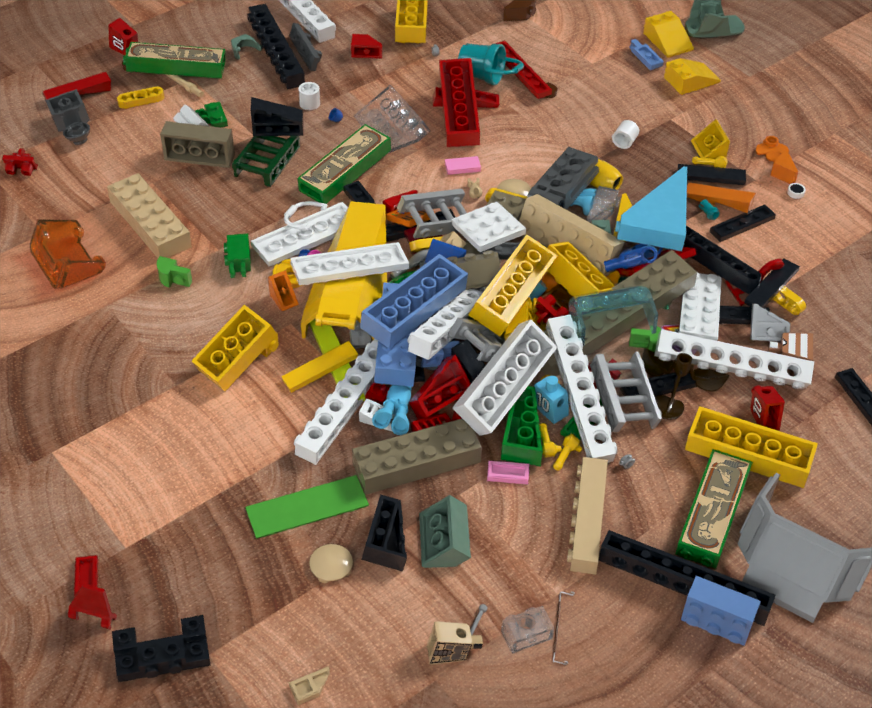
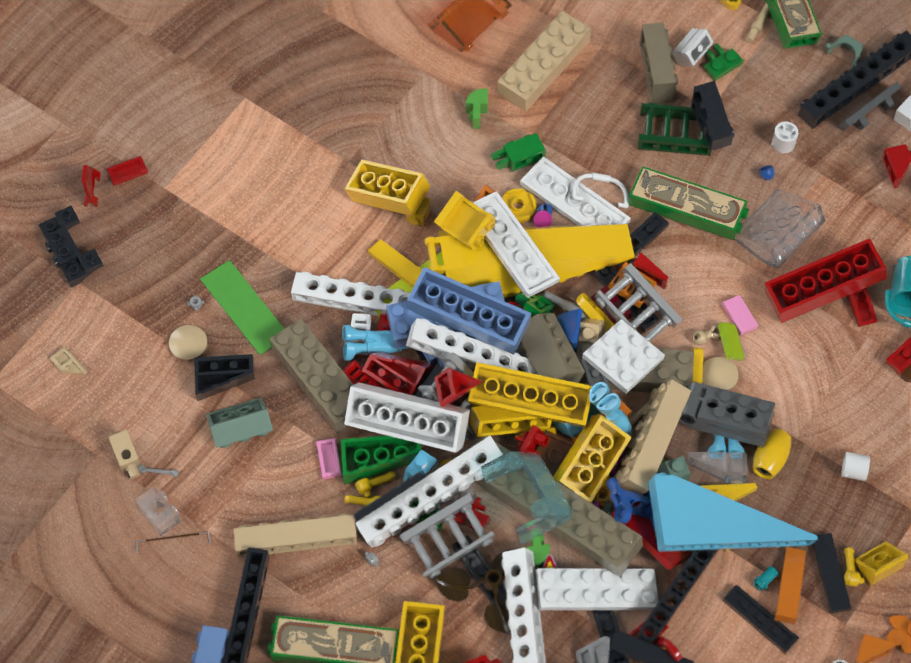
camera: 75 degrees right, 15 degrees up
(285, 546) = (195, 303): none -> light grey piece
(318, 280) = (465, 221): none -> yellow panel
(487, 174) = (731, 341): none -> lime tile
(495, 325) = (453, 385): none -> red slope
(545, 237) = (609, 406): none -> medium azure piece
(576, 419) = (389, 495): none -> black tile

